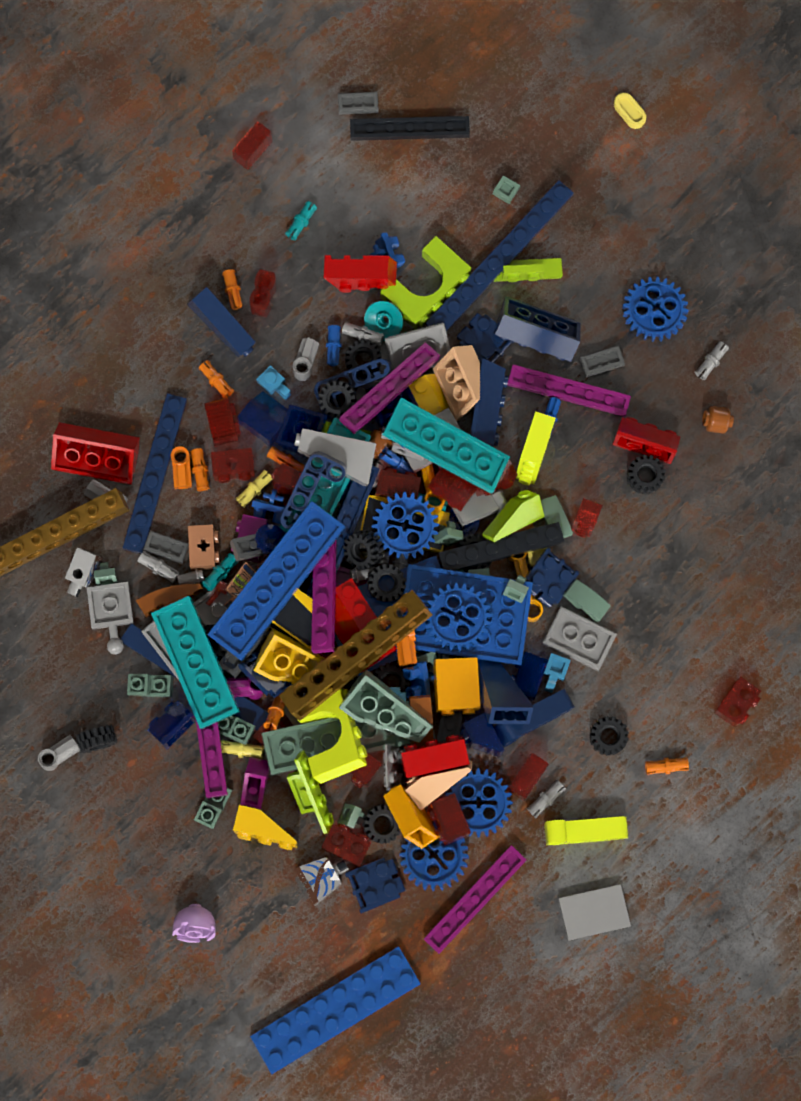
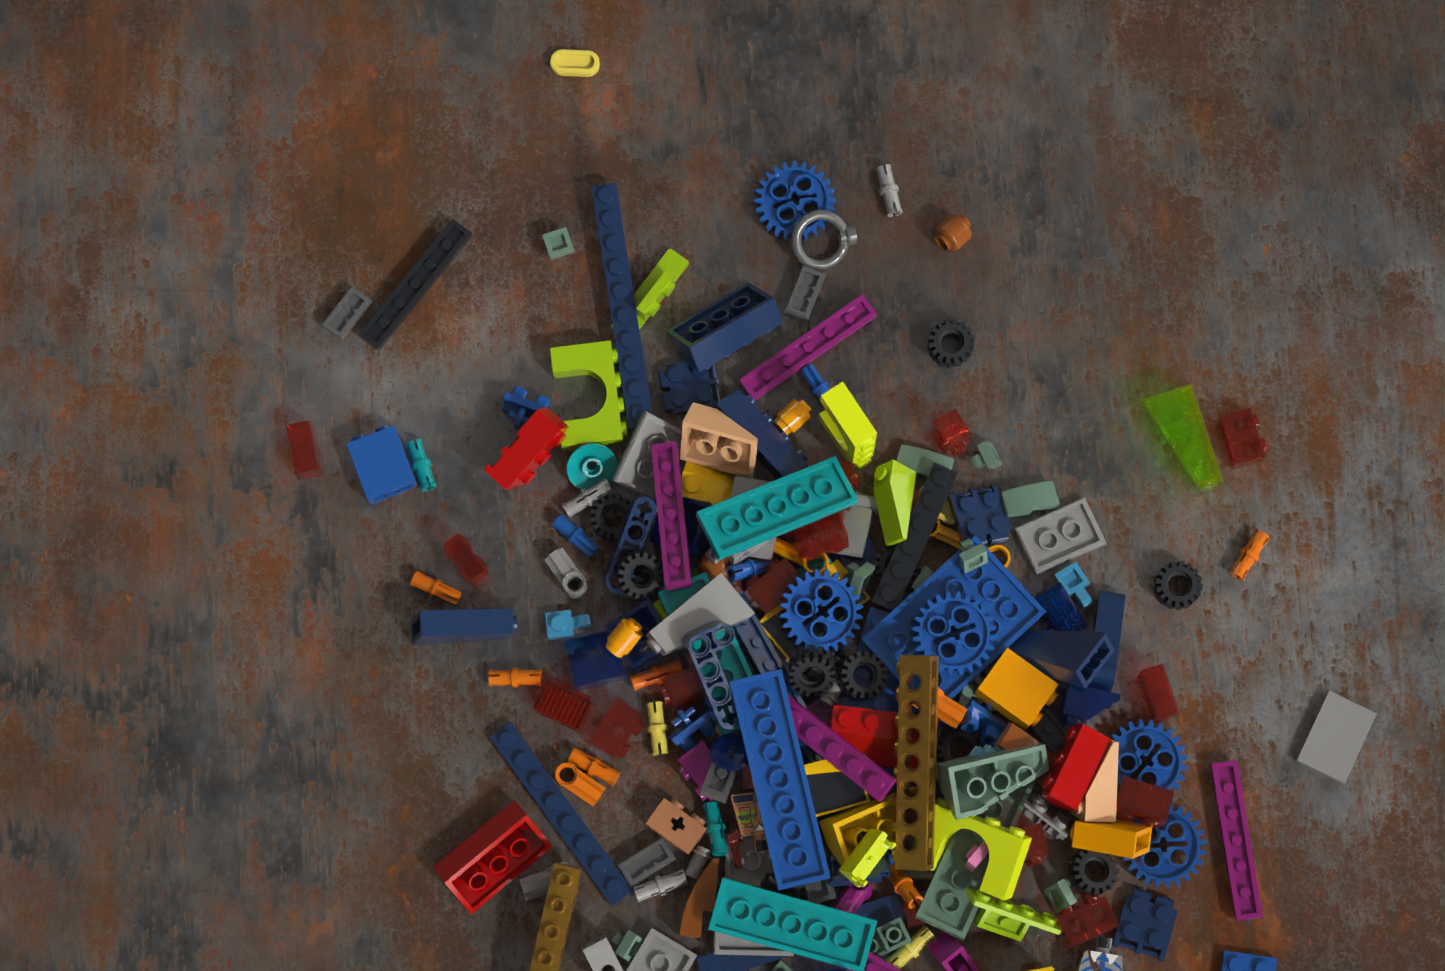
camera: 45 degrees left, 0 degrees up
(271, 672) = (866, 856): none -> neon yellow hinge
(282, 197) = (381, 464): none -> blue brick
(290, 420) = (624, 637): none -> light orange brick
(328, 740) = (976, 856): none -> bright pink plate
(517, 415) = (793, 416): none -> light orange brick
(546, 798) = (1191, 694): light grey pin -> none
(587, 830) = (1252, 681): neon yellow beam -> none
(592, 553) = (987, 456): none -> sand green tile
(647, 439) = (918, 314): red slope -> none
(659, 357) = (846, 236): none -> dark grey piece
(712, 660) = (1184, 432): none -> clear neon green wedge

